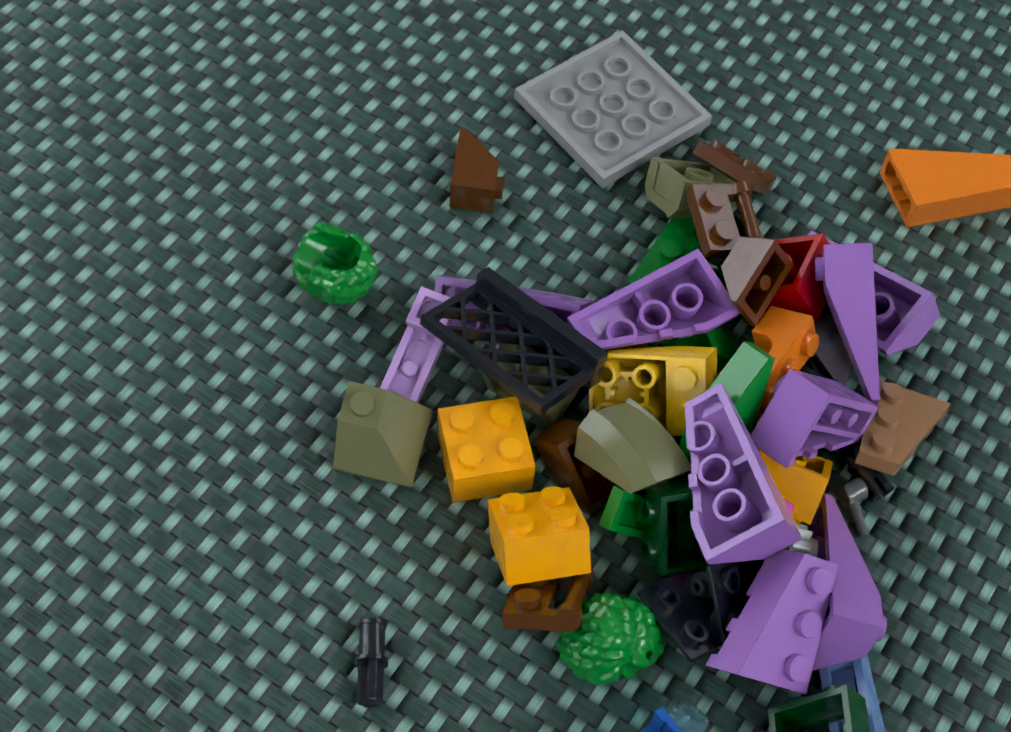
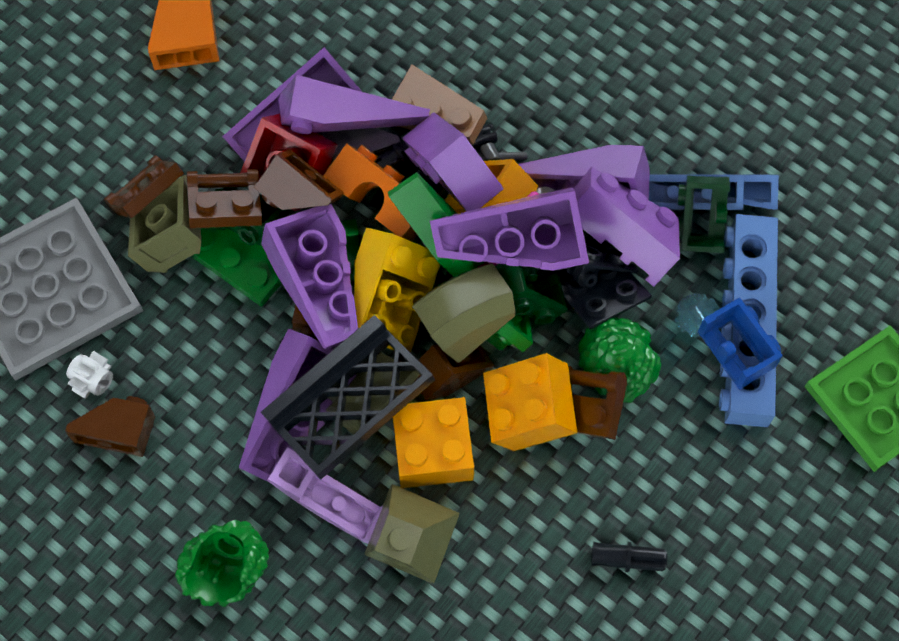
camera: 80 degrees left, 10 degrees up
(524, 147) = (89, 374): none -> white gear

